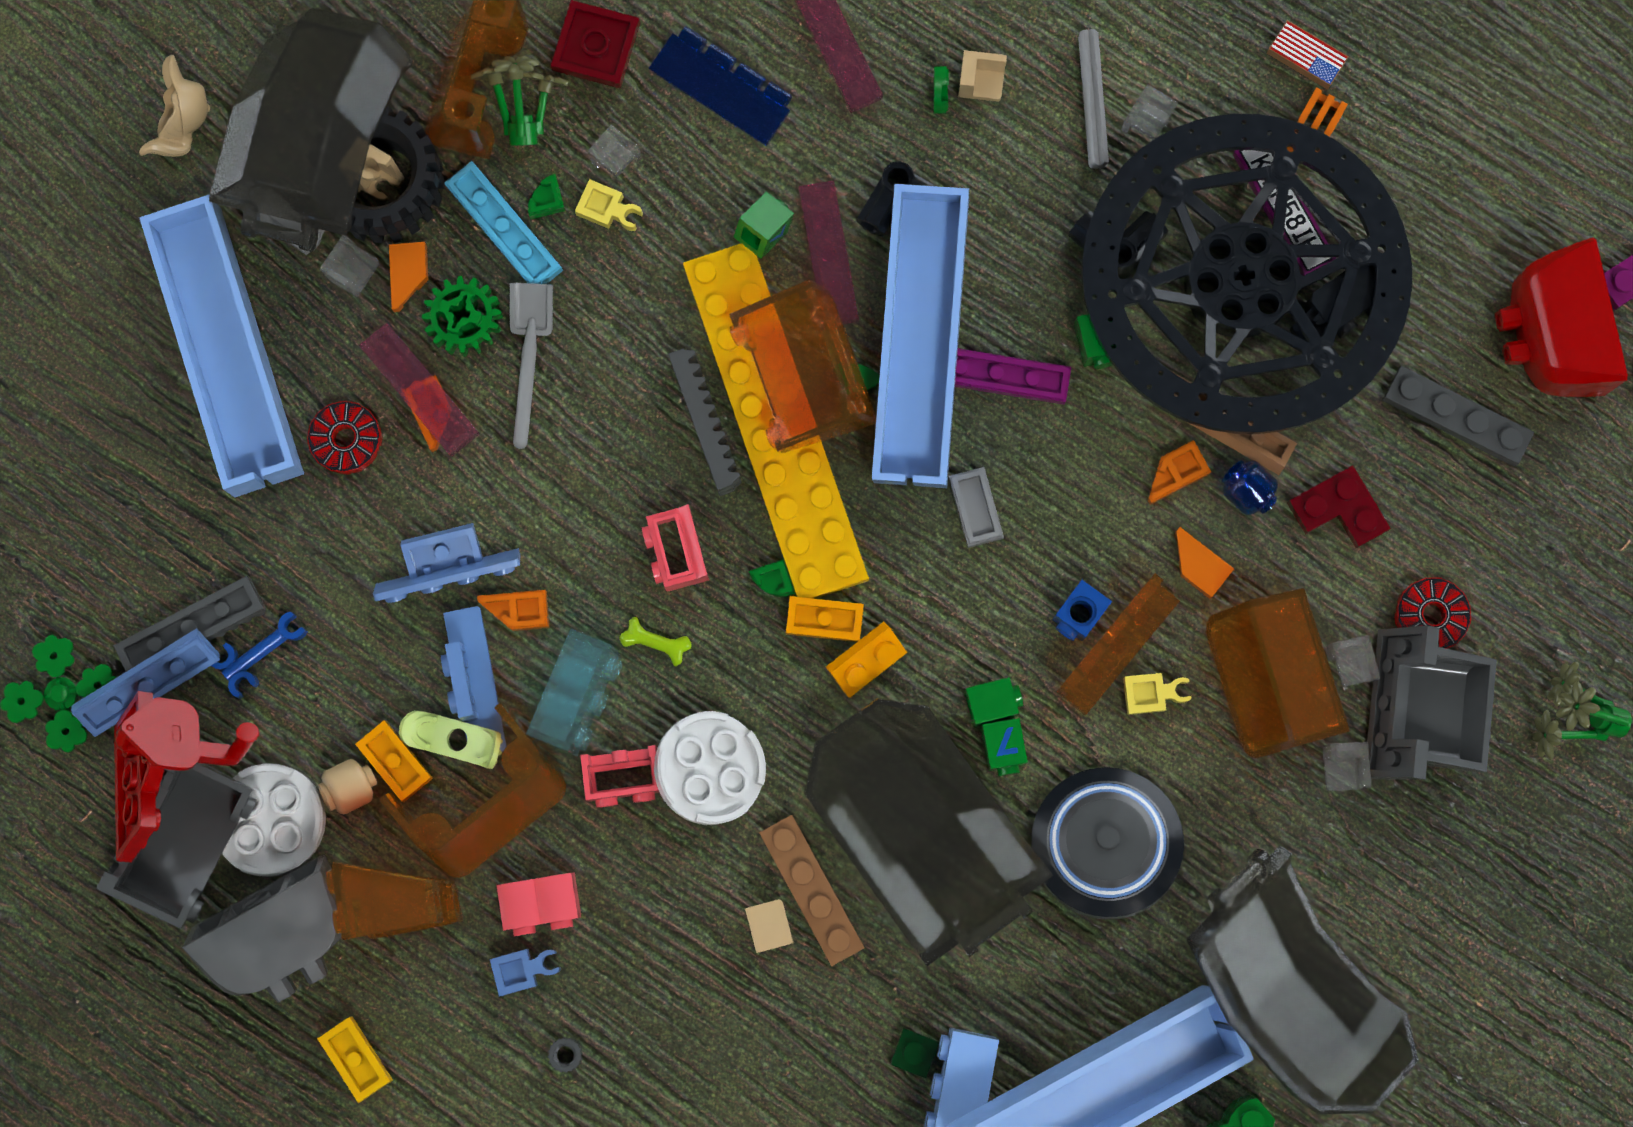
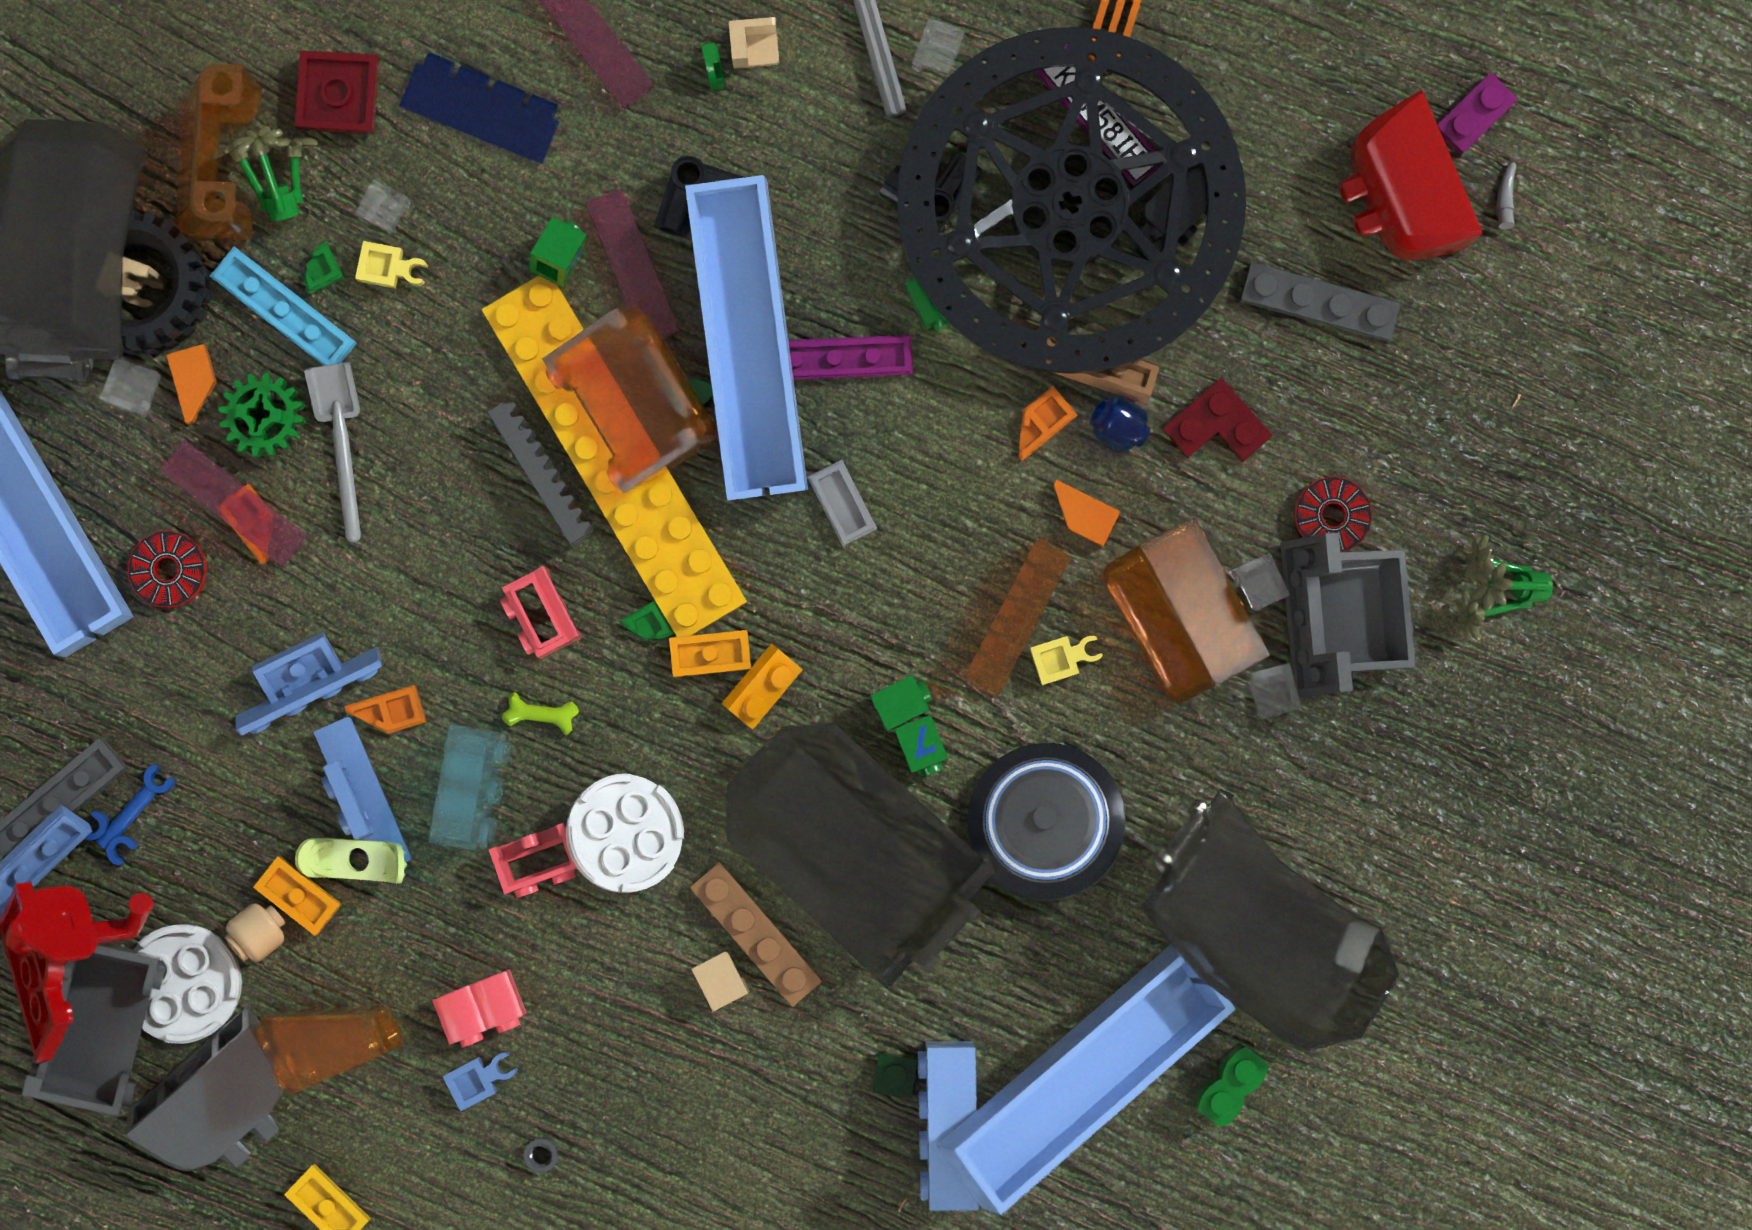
camera: 20 degrees left, 5 degrees up
(462, 849) = (449, 894): clear orange windscreen -> none
(1091, 599) = (977, 573): blue brick -> none

